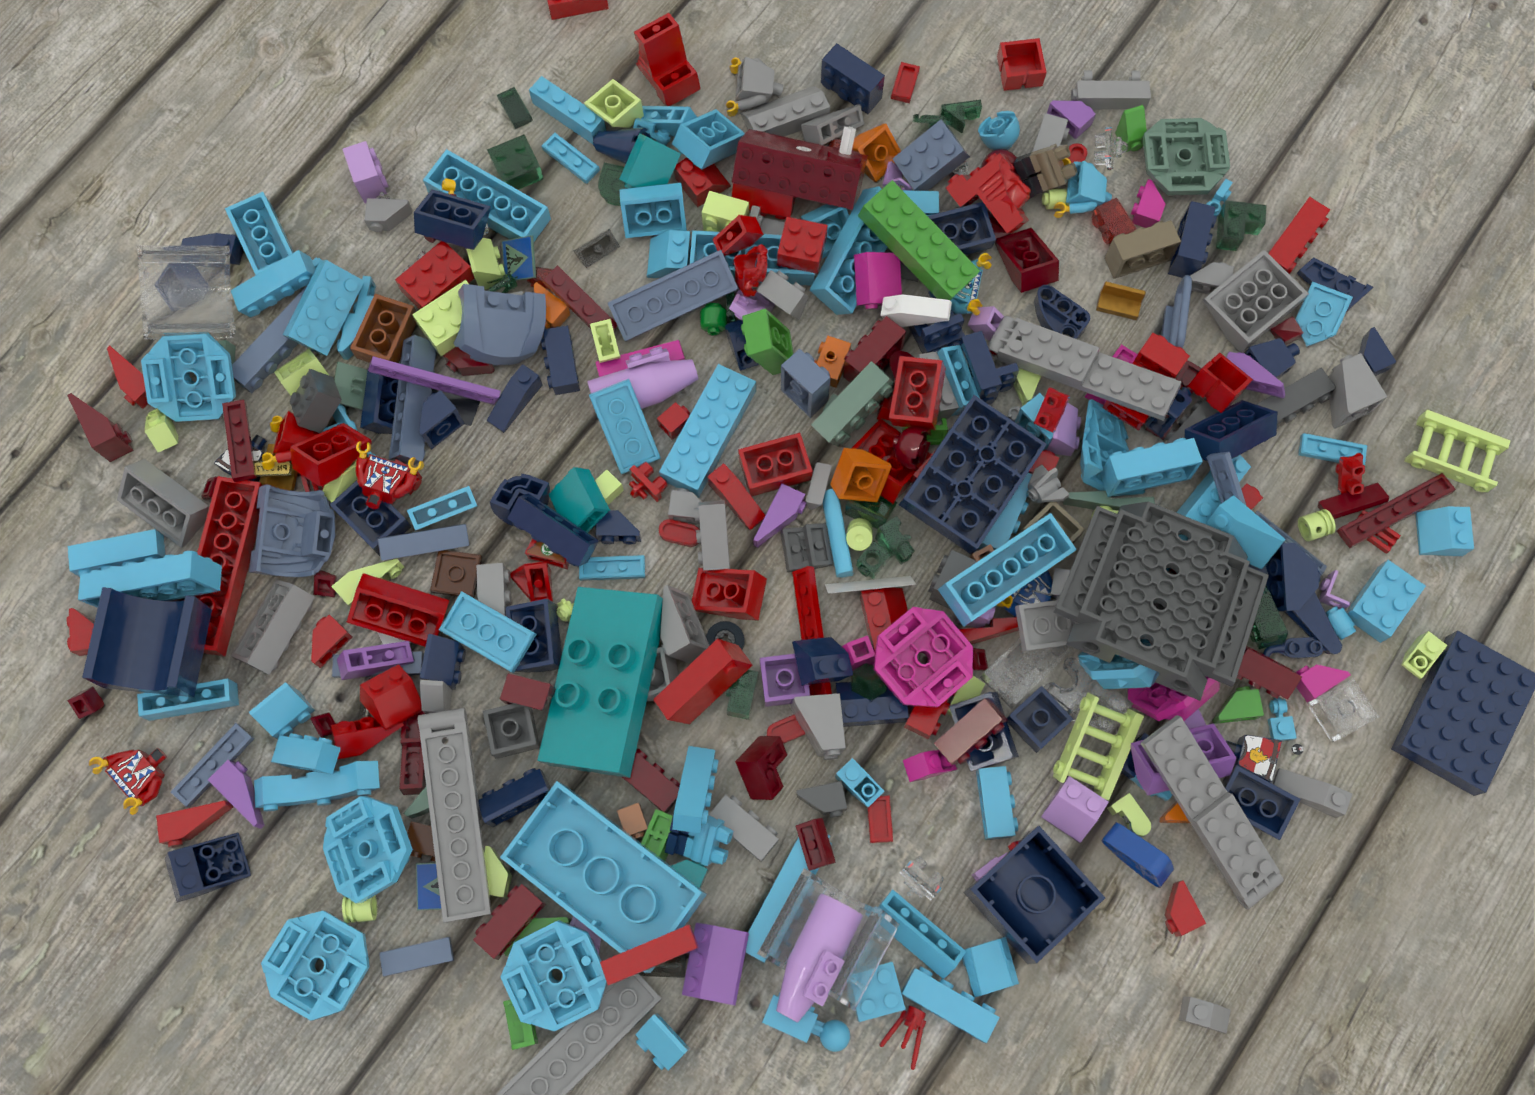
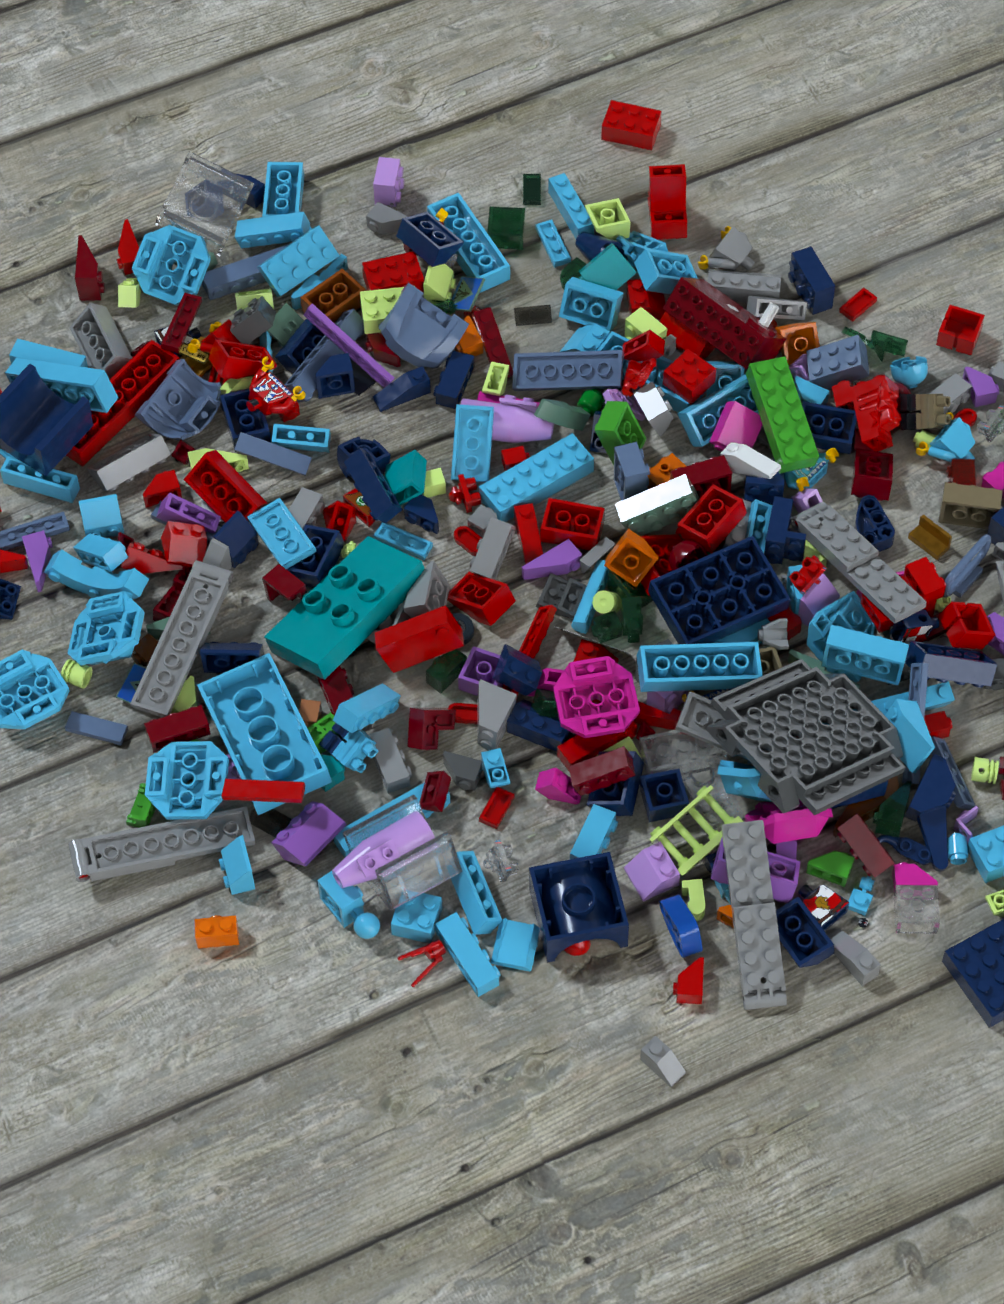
camera: 30 degrees right, 15 degrees down
(455, 573) = (282, 486): reddish brown tile -> none
(510, 730) = (258, 609): dark grey brick -> none
(698, 348) = (562, 414): none -> sand green slope

